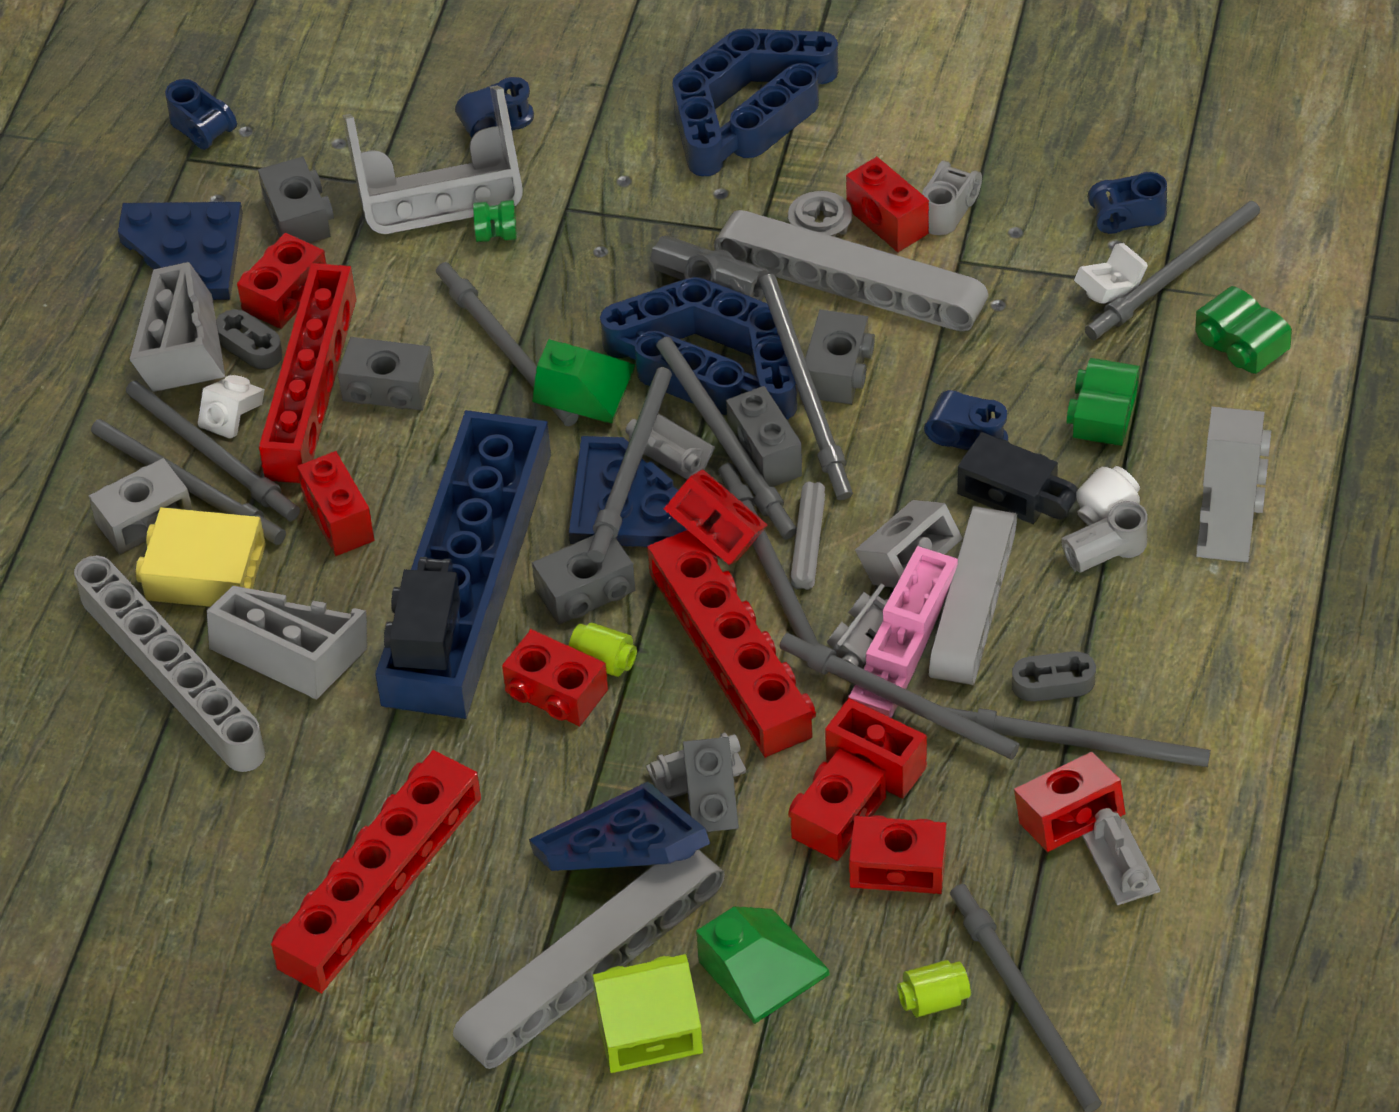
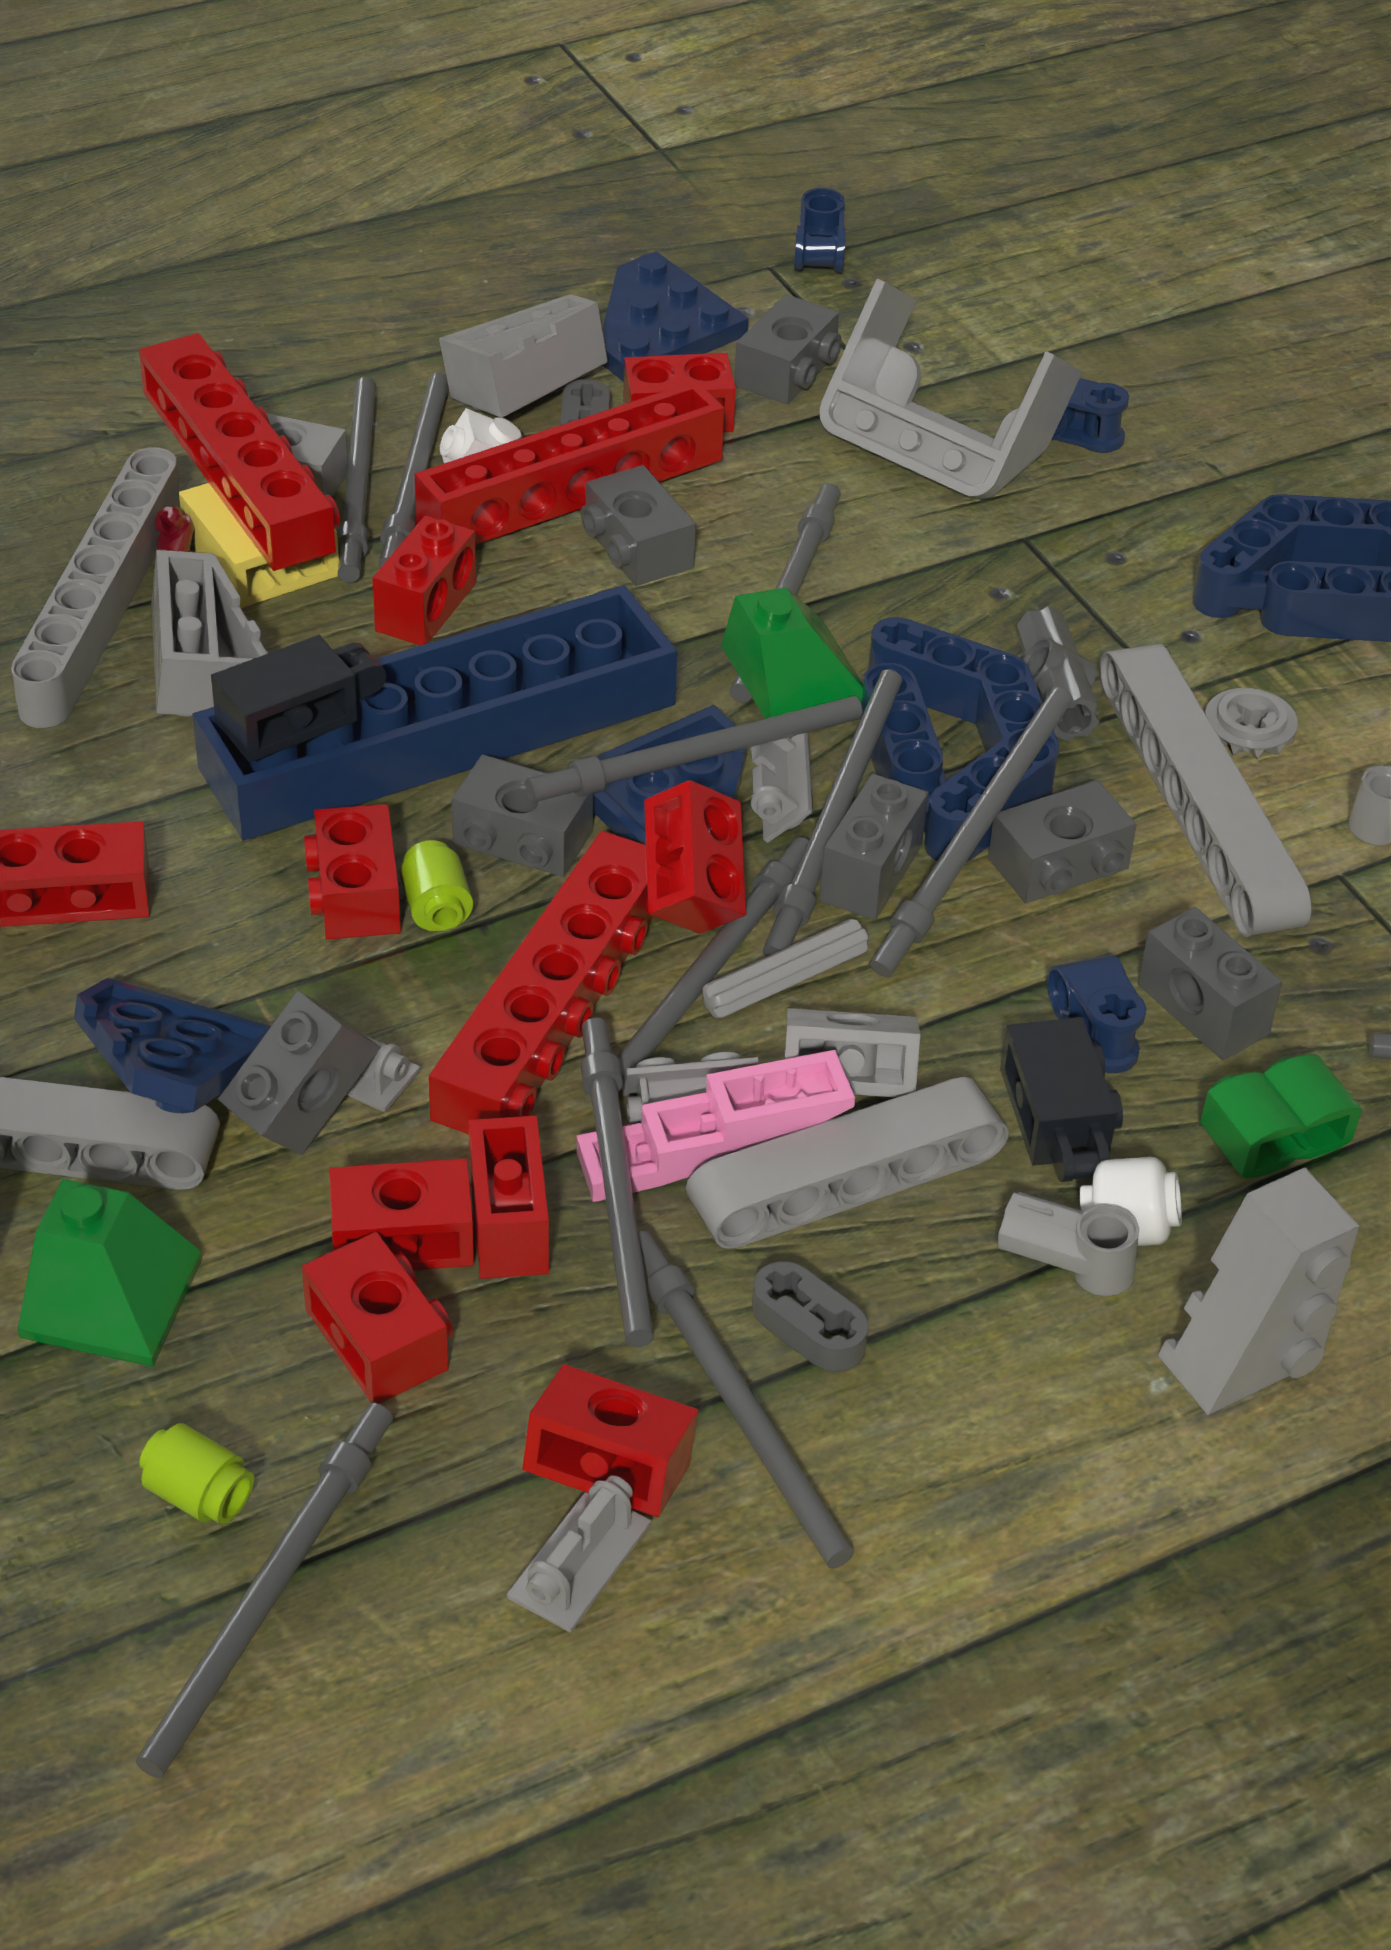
camera: 45 degrees right, 5 degrees down
(145, 519) = (239, 452): none -> red brick
(164, 602) = (175, 529): none -> dark red arm
(504, 219) = (936, 491): green wheel -> none
(887, 204) = (1328, 758): red brick -> none
(997, 366) = (1209, 983): none -> dark grey brick

